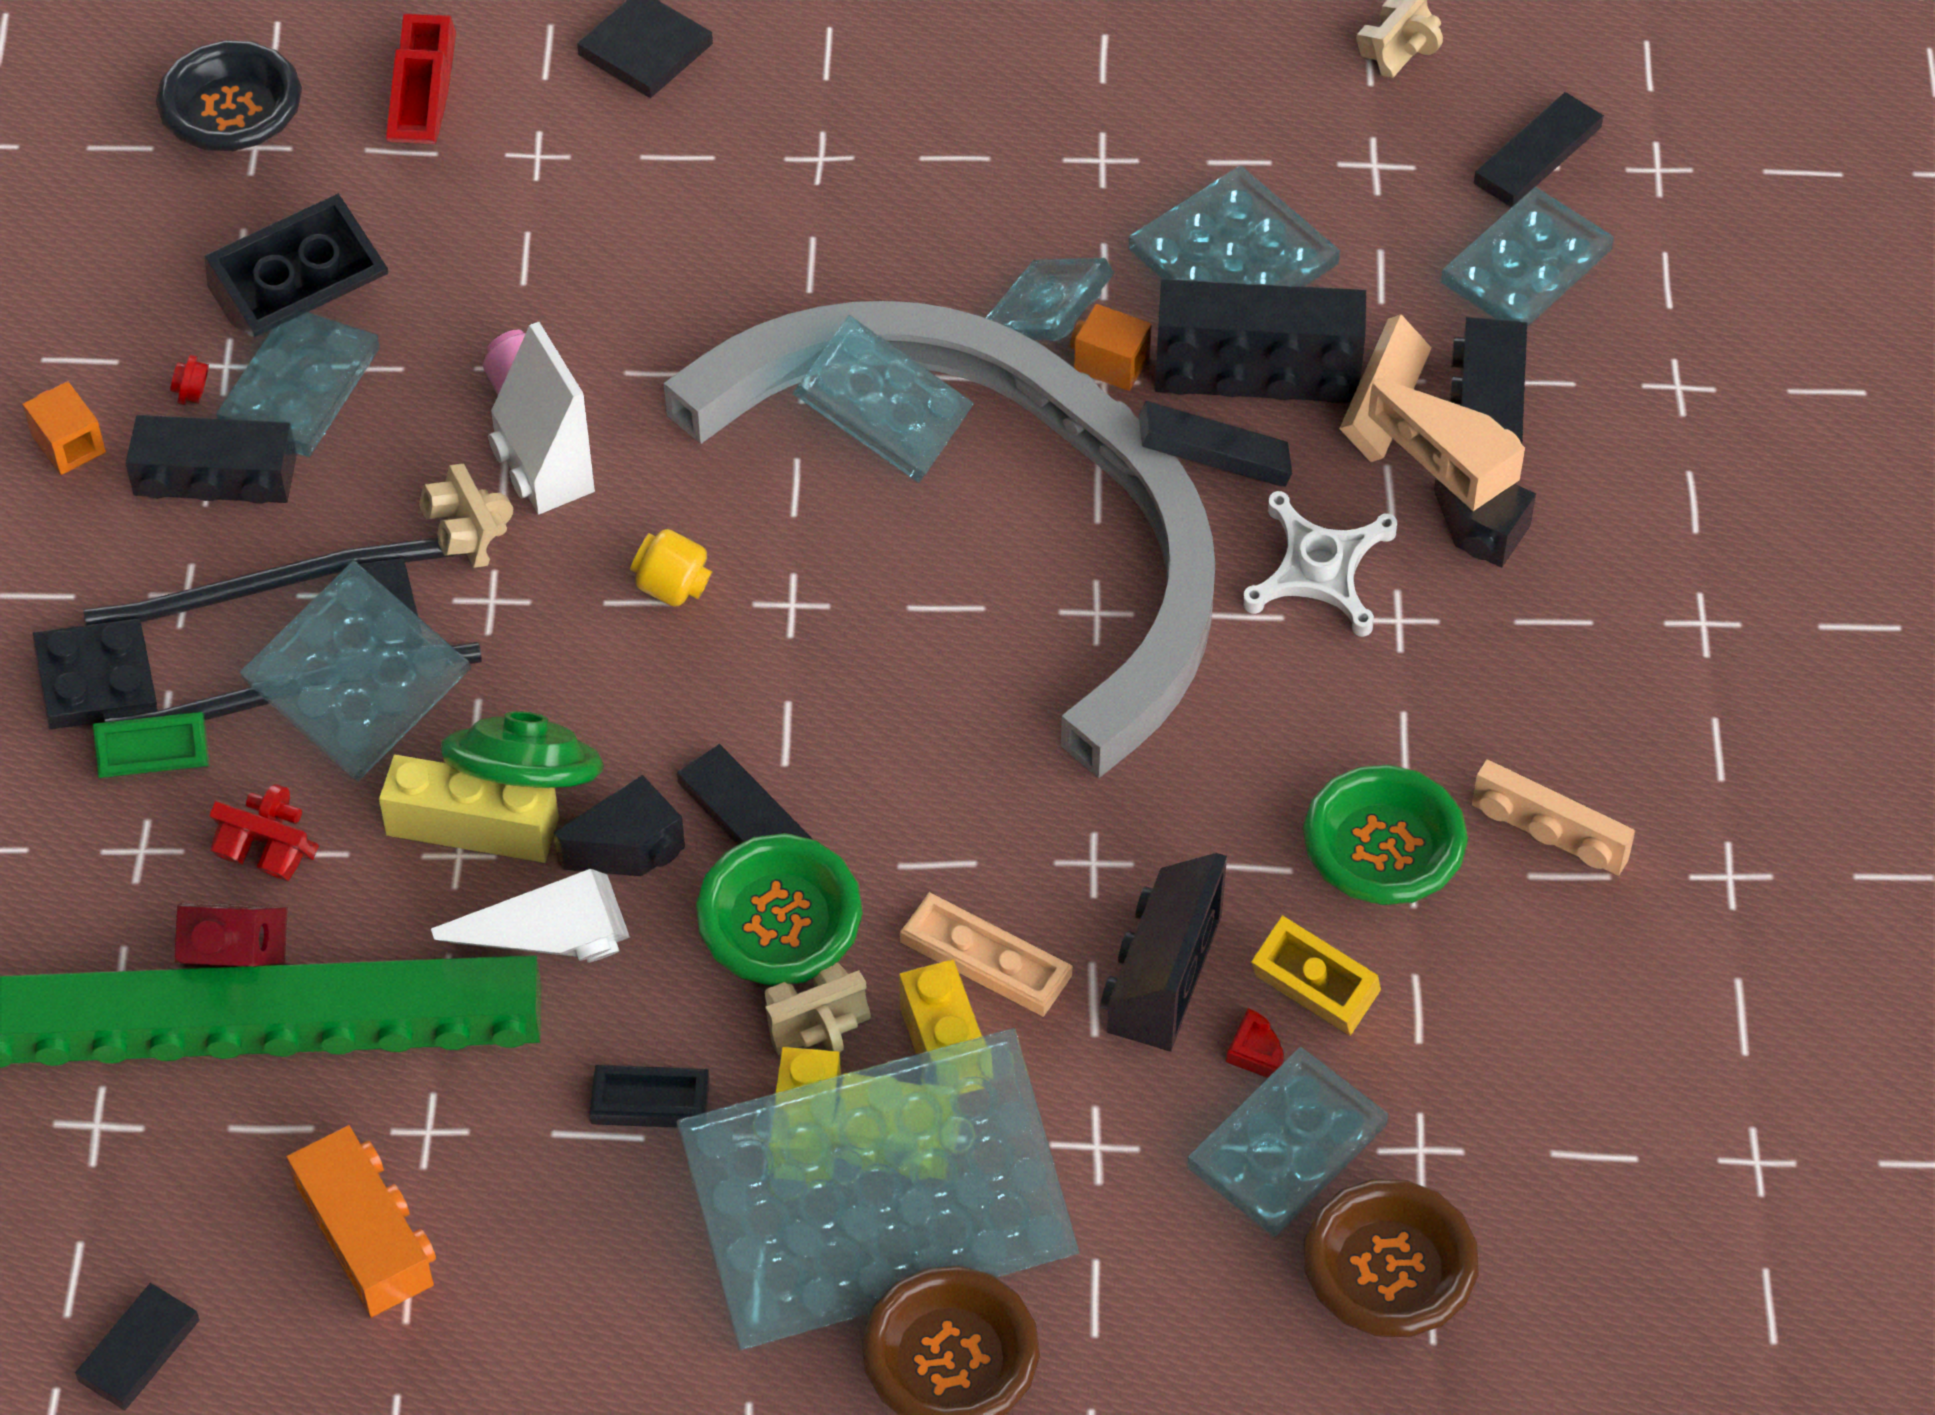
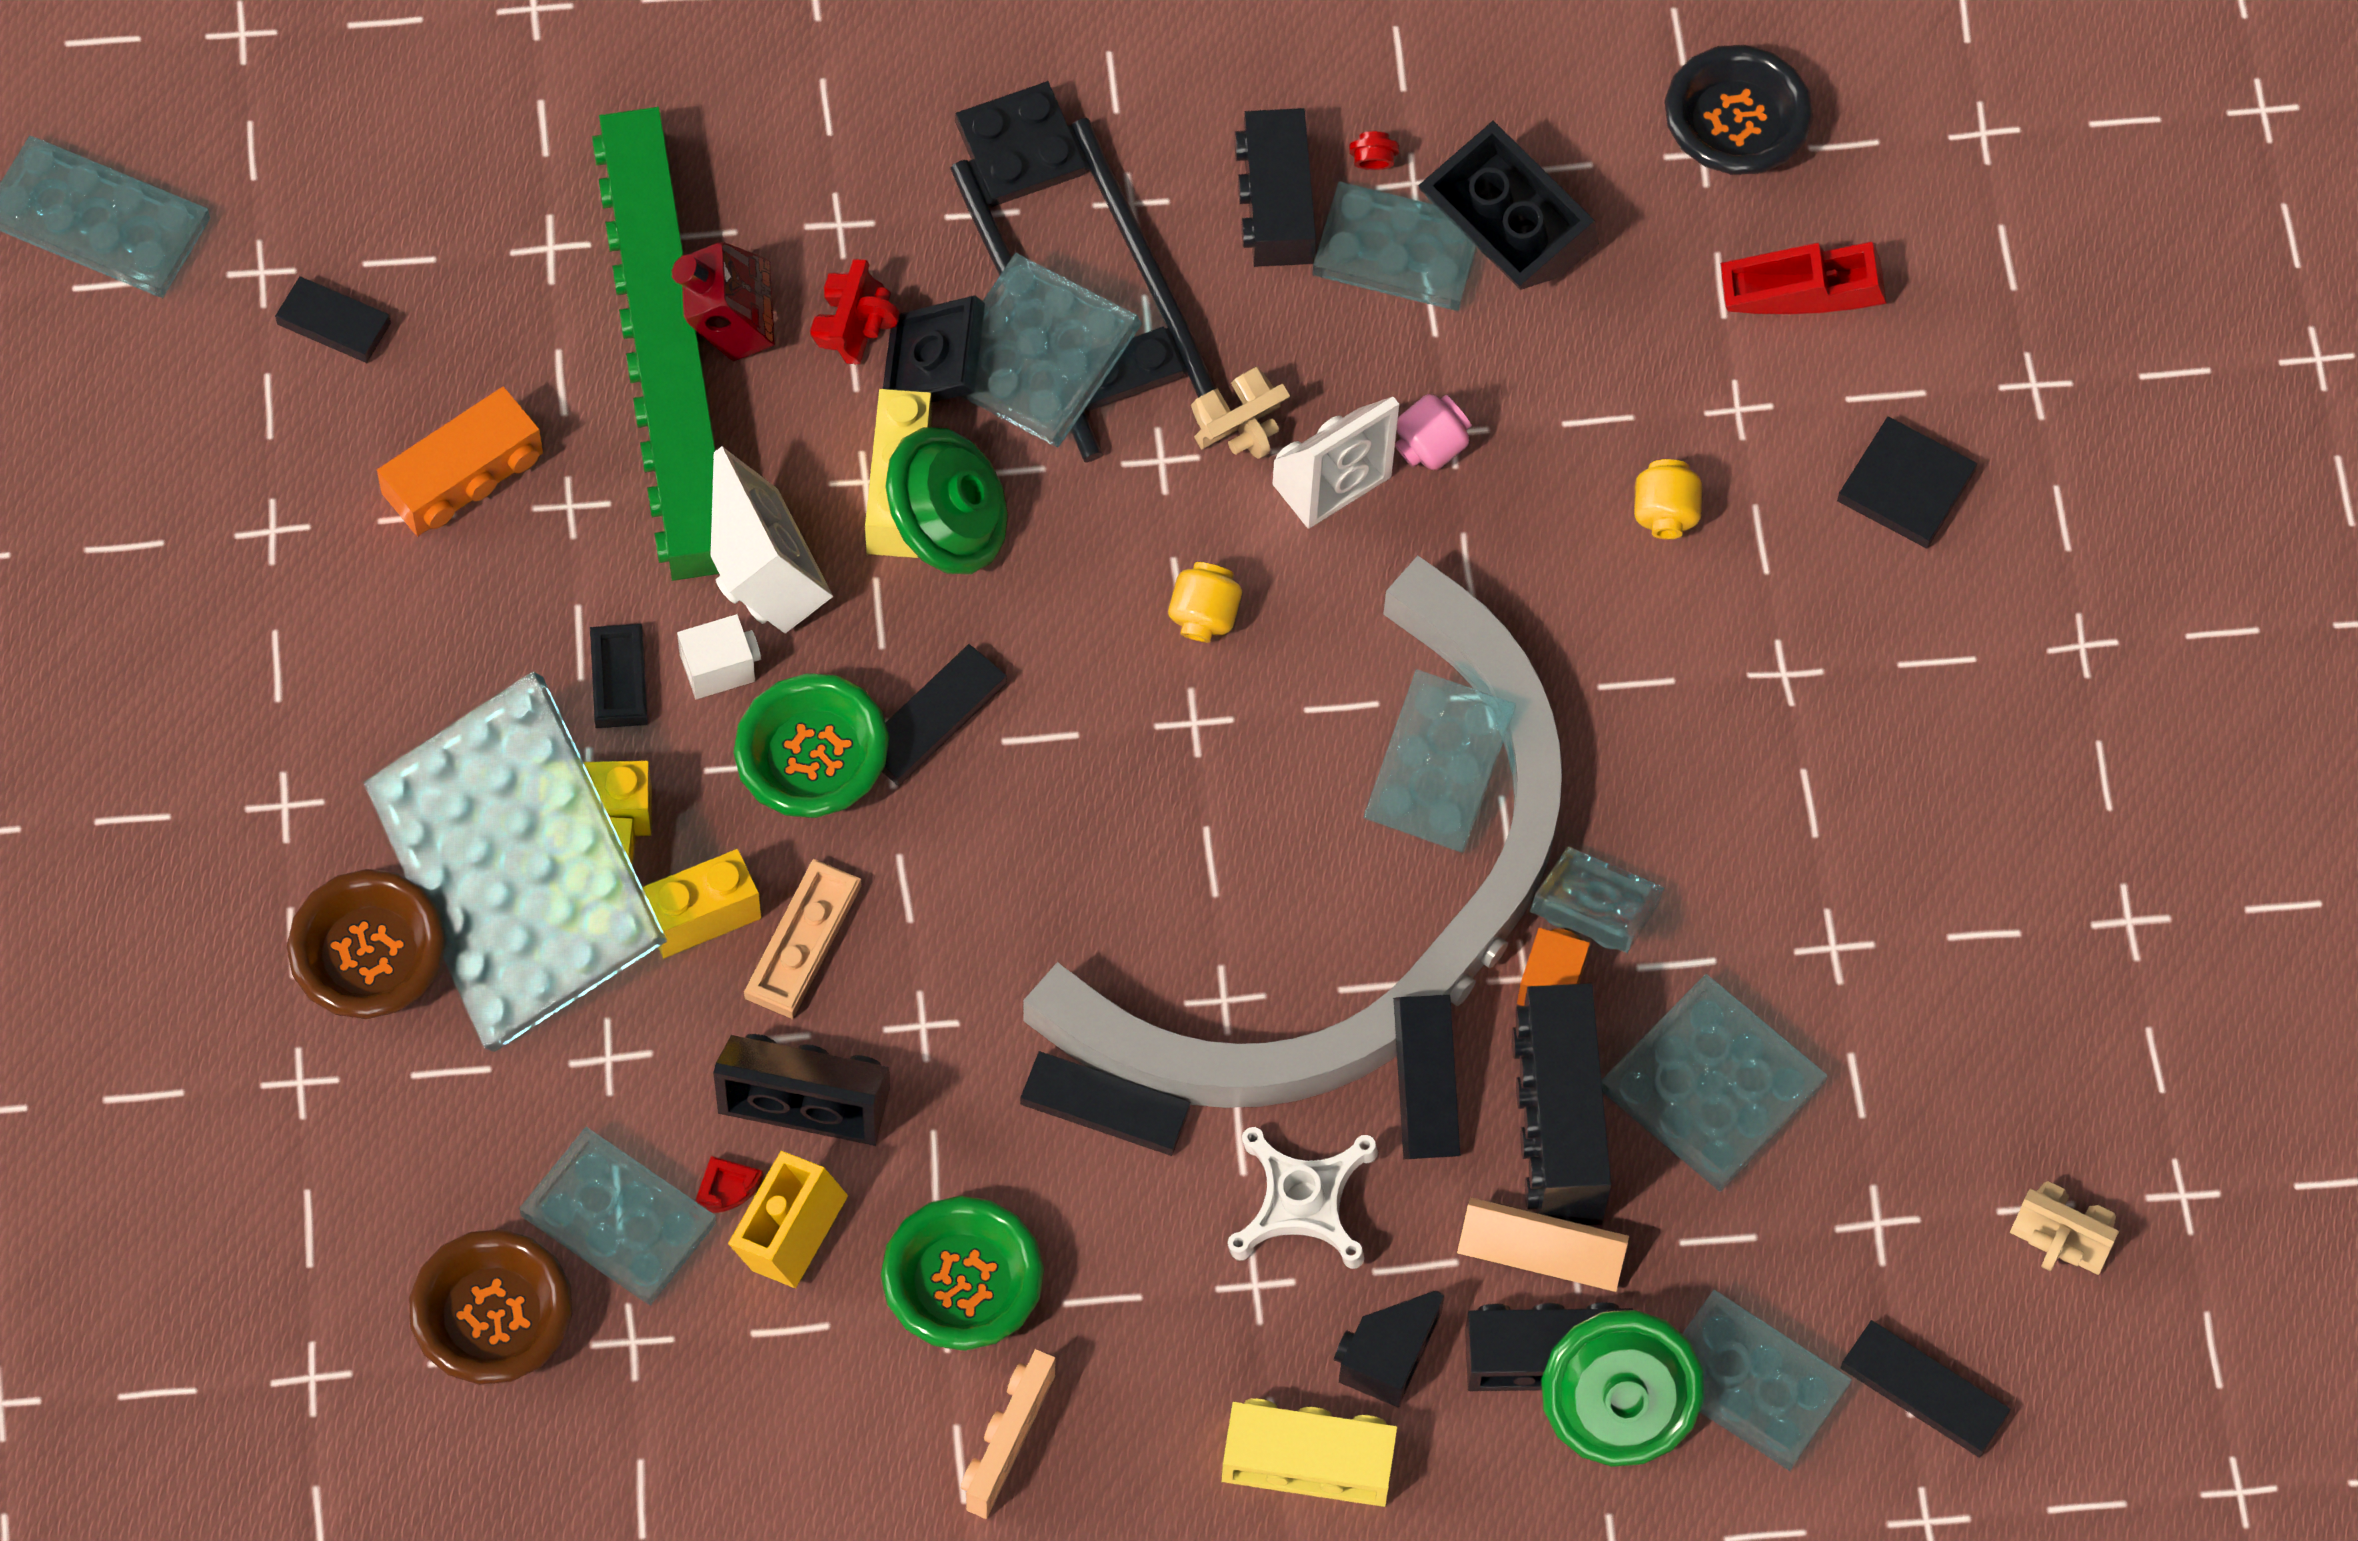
camera: 80 degrees right, 10 degrees up
(64, 428) = (1297, 56): orange brick -> none
(151, 745) = (942, 204): green tile -> none
(337, 760) = (936, 349): none -> black tile
(623, 833) = (894, 610): black slope -> none
(633, 201) = (1668, 498): none -> yellow head
(652, 993) = (718, 656): none -> white brick
(819, 1013) = (705, 800): tan hips -> none
(1201, 714) = (1105, 1103): none -> black tile
(1451, 441) = (1425, 1305): light nougat slope -> none
(1544, 333) = (1623, 1388): none -> green piece
(1582, 584) = (1309, 1452): none -> light yellow brick

